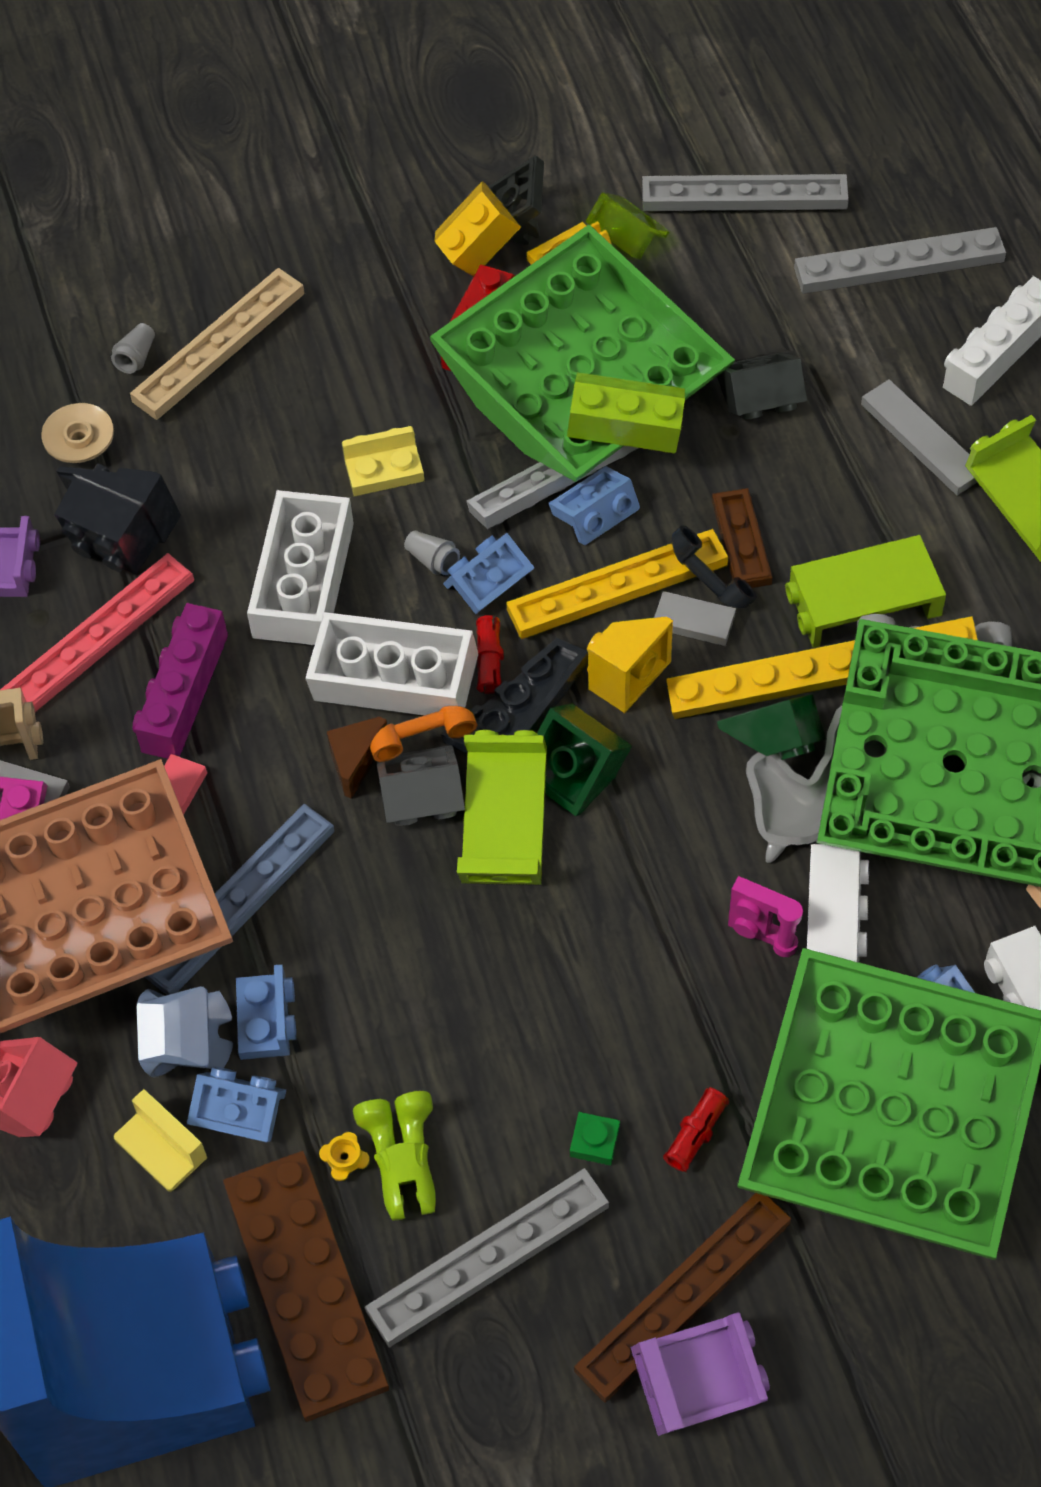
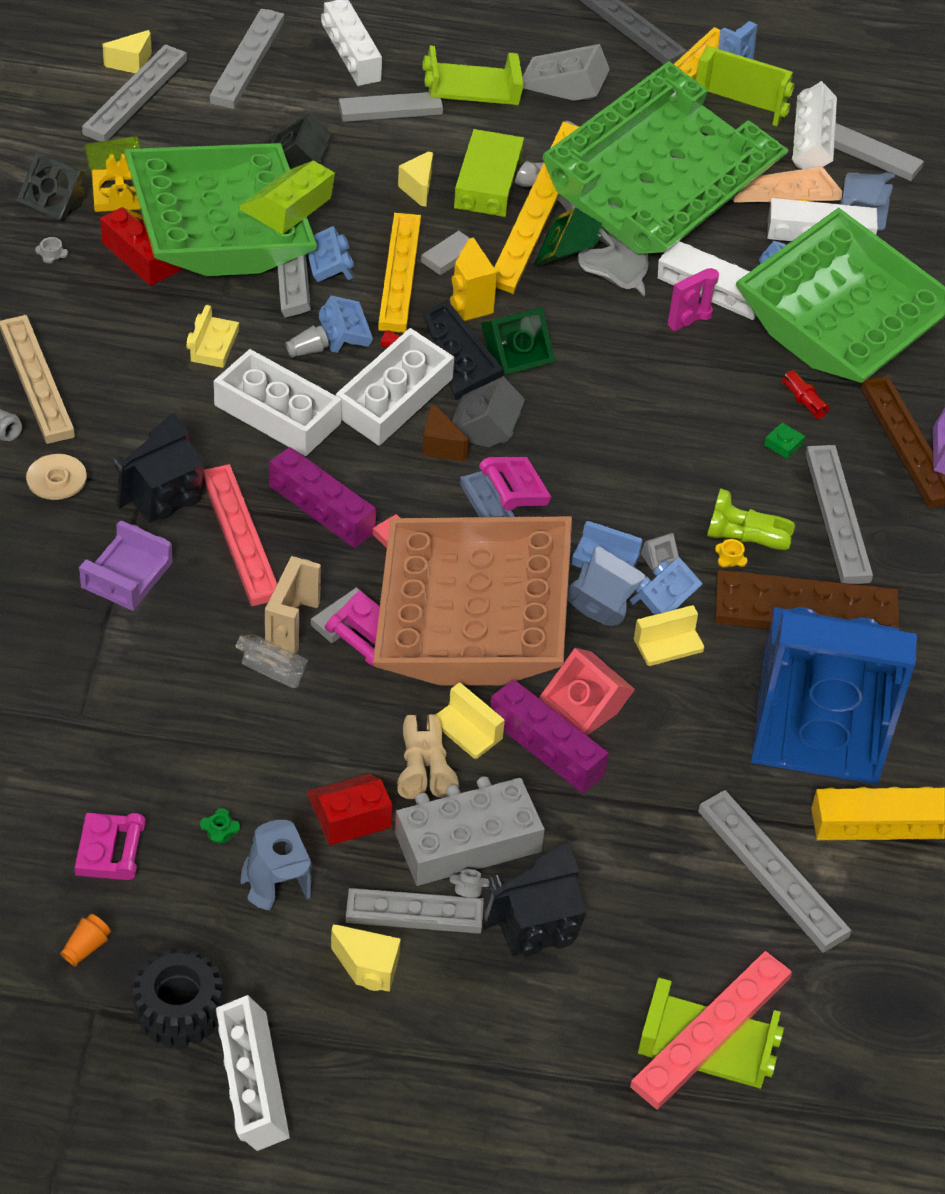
camera: 70 degrees left, 10 degrees down
(300, 1074) = (659, 550): none -> light grey slope
(330, 871) = (522, 478): none -> dark pink plate
(387, 742) = (456, 376): orange bar -> none
(427, 255) = (51, 250): none -> light grey plate
(476, 230) = (57, 211): yellow slope -> none
(503, 808) = (540, 384): lime panel -> none
(735, 594) = (408, 222): black bar -> none
(742, 537) = (386, 204): reddish brown tile -> none
(802, 524) = (415, 177): none -> light yellow slope
(810, 151) = (128, 52): none -> light yellow slope

